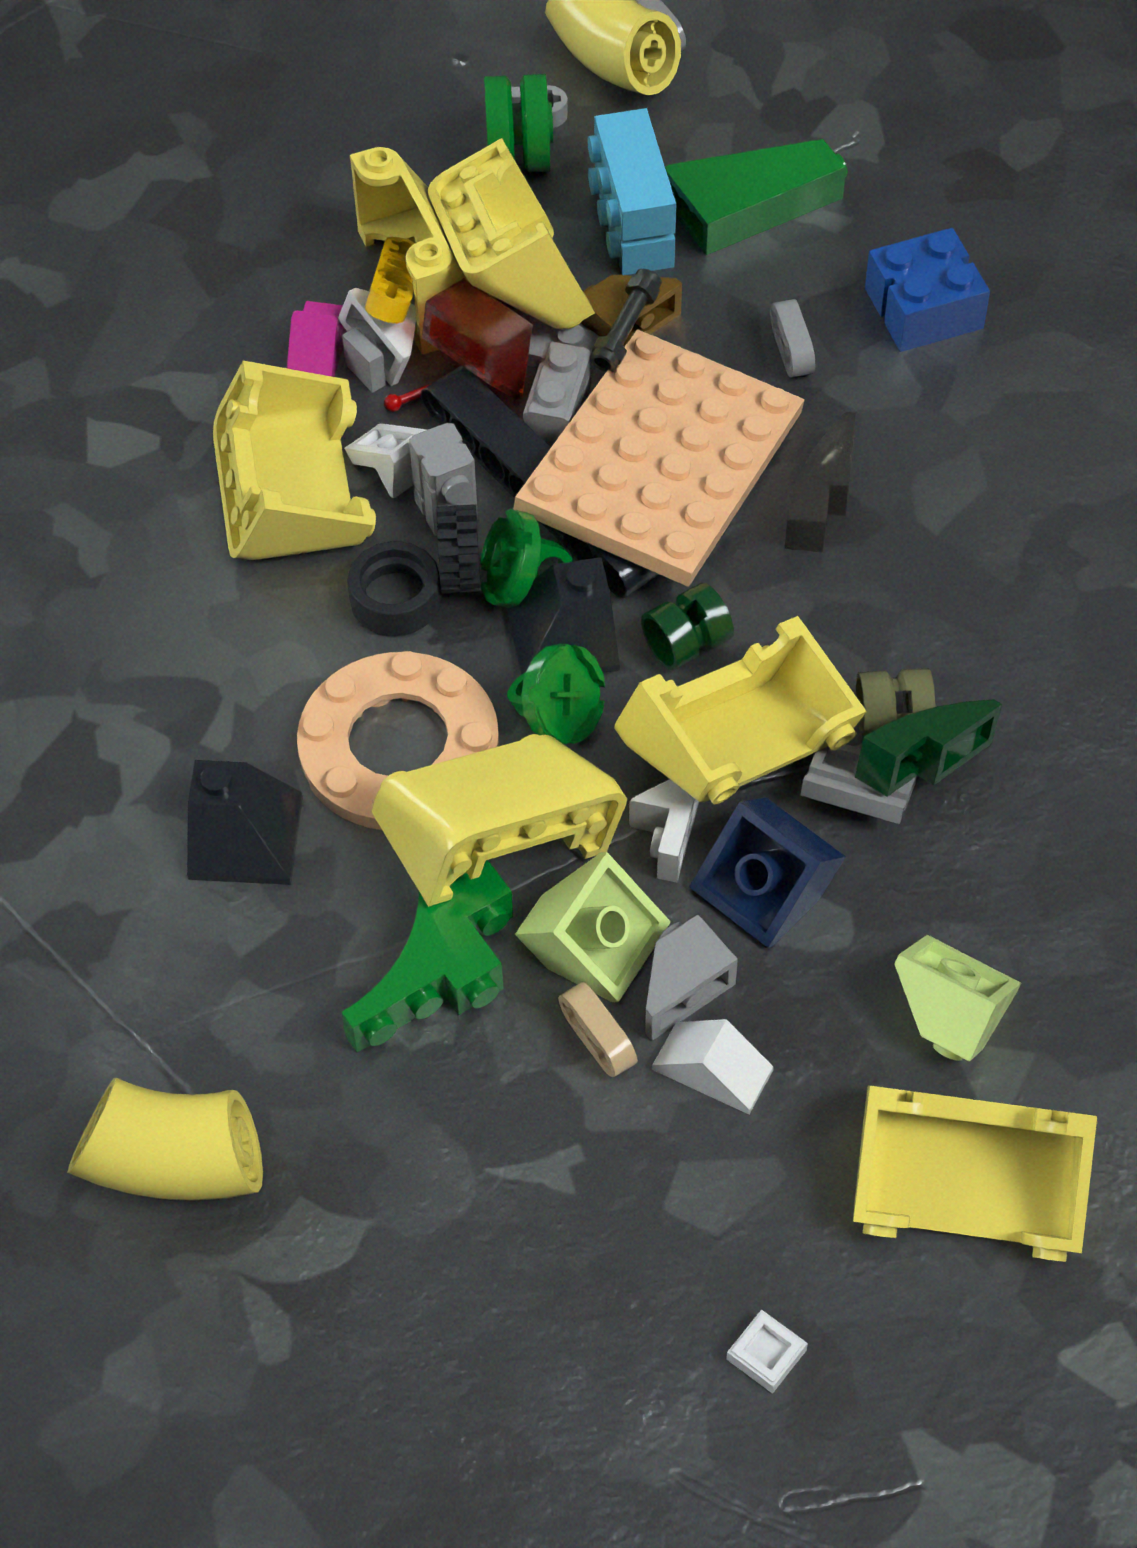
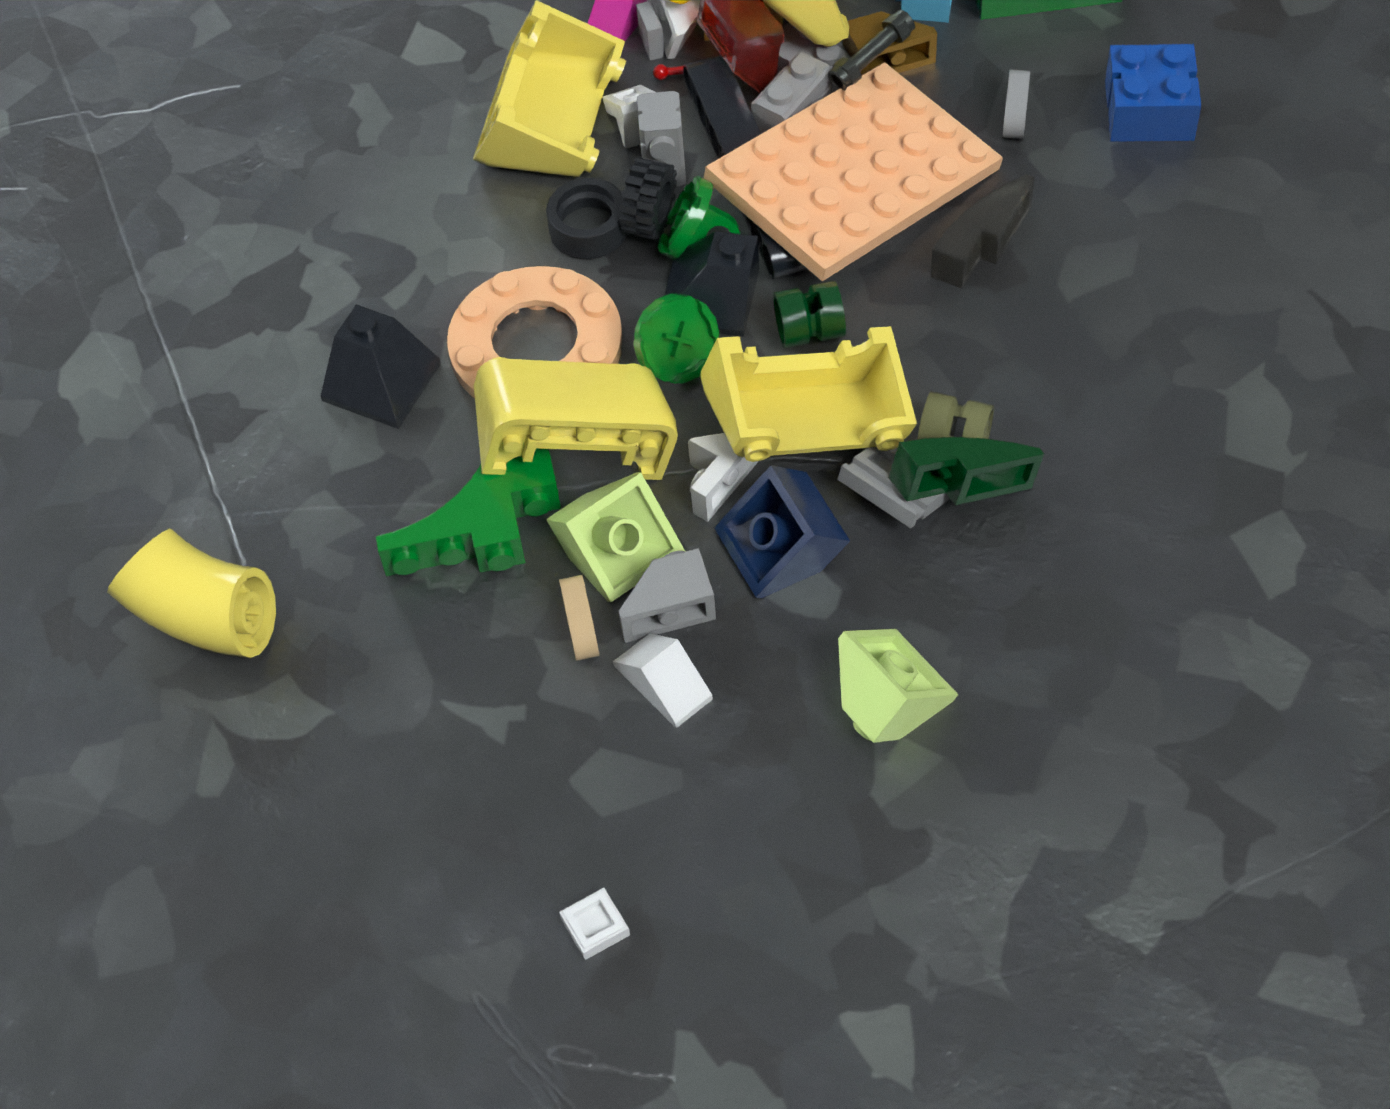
camera: 25 degrees right, 0 degrees up
(974, 1170) = (830, 830): light yellow windscreen -> none

